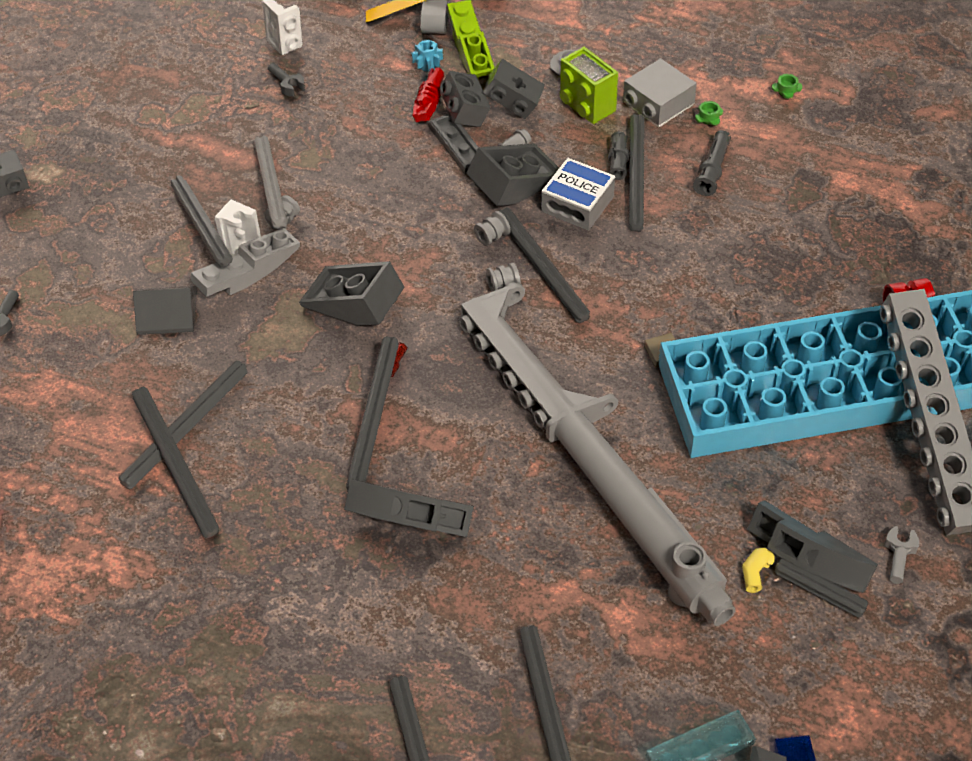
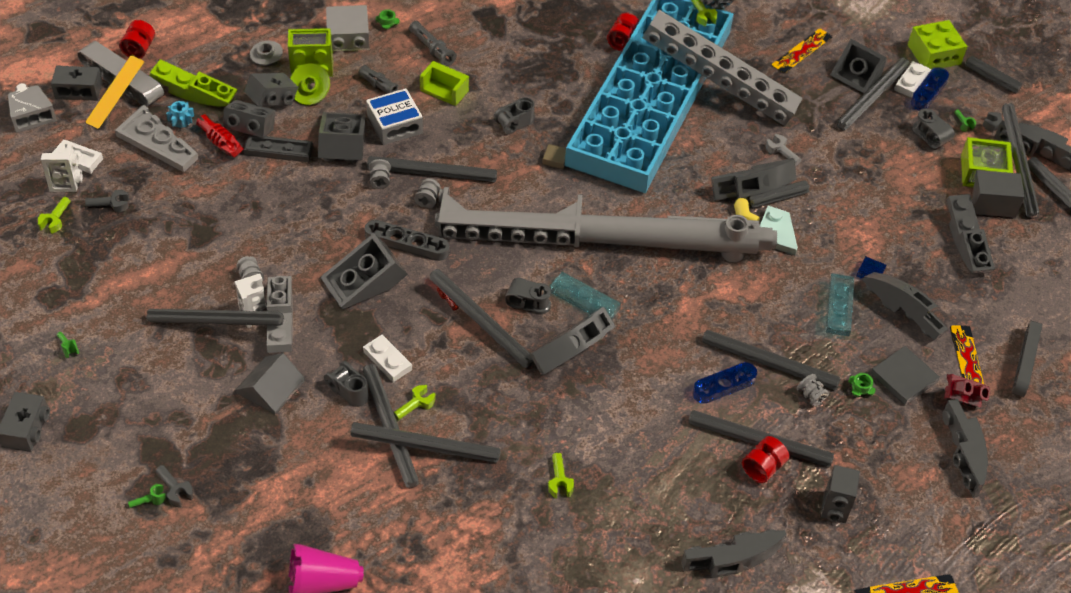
camera: 60 degrees left, 0 degrees up
(99, 154) = (68, 346): none -> bright green hand
(206, 362) = (348, 384): none -> dark grey piece
(221, 604) = (560, 479): none -> lime bar
(230, 60) = (53, 218): none -> lime bar
(231, 428) = (417, 401): none -> lime bar
(266, 374) = (387, 358): none -> white plate
(270, 182) = (218, 259): light grey axle -> none
(315, 28) = (88, 158): none -> white plate
(384, 60) = (153, 137): none -> light grey wing
(428, 300) = (408, 236): none -> dark grey beam
(439, 438) = (526, 294): none -> dark grey piece
(486, 488) = (582, 295): none -> clear light blue plate
(501, 690) = (719, 391): none -> clear blue beam
(519, 137) = (313, 118): light grey pin -> none
(554, 111) = (304, 77): none -> lime dish
(636, 173) = (402, 81): dark grey axle -> none
(665, 203) = (444, 83): none -> lime panel
(683, 283) = (516, 115): none -> dark grey piece
(761, 616) = (781, 221): none -> light aqua wing

